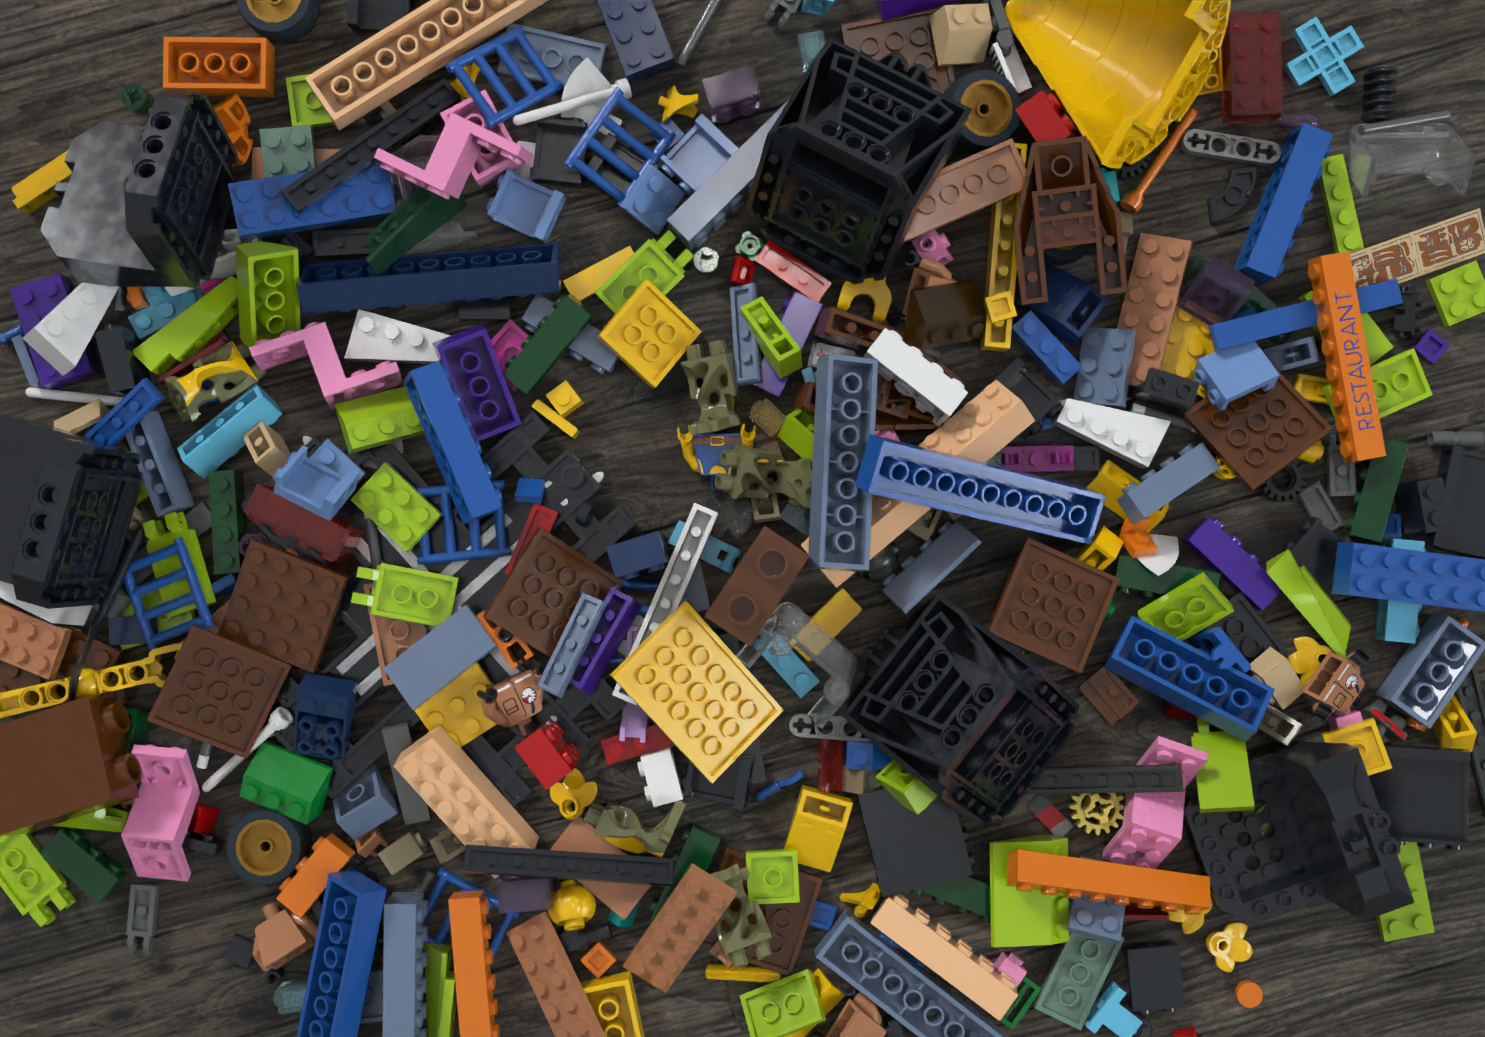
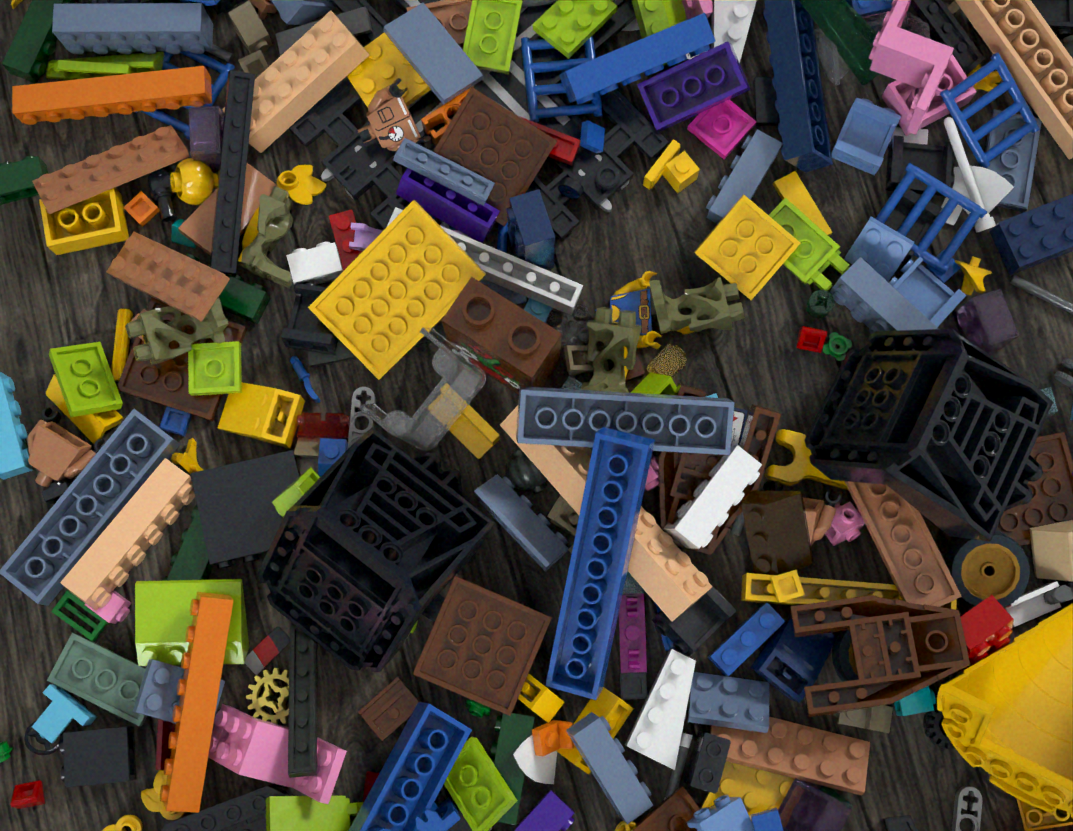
camera: 90 degrees right, 10 degrees down
(548, 344) = (734, 151): dark green brick -> none
(548, 754) = (339, 148): red brick -> none
(746, 349) = (749, 340): sand blue tile -> none
(772, 337) = (747, 361): lime slope -> none
(792, 271) = (812, 388): plate -> none
(792, 671) = (416, 391): medium azure plate -> none
(798, 320) = (739, 380): brick -> none
(1133, 201) = (903, 734): orange piece -> none

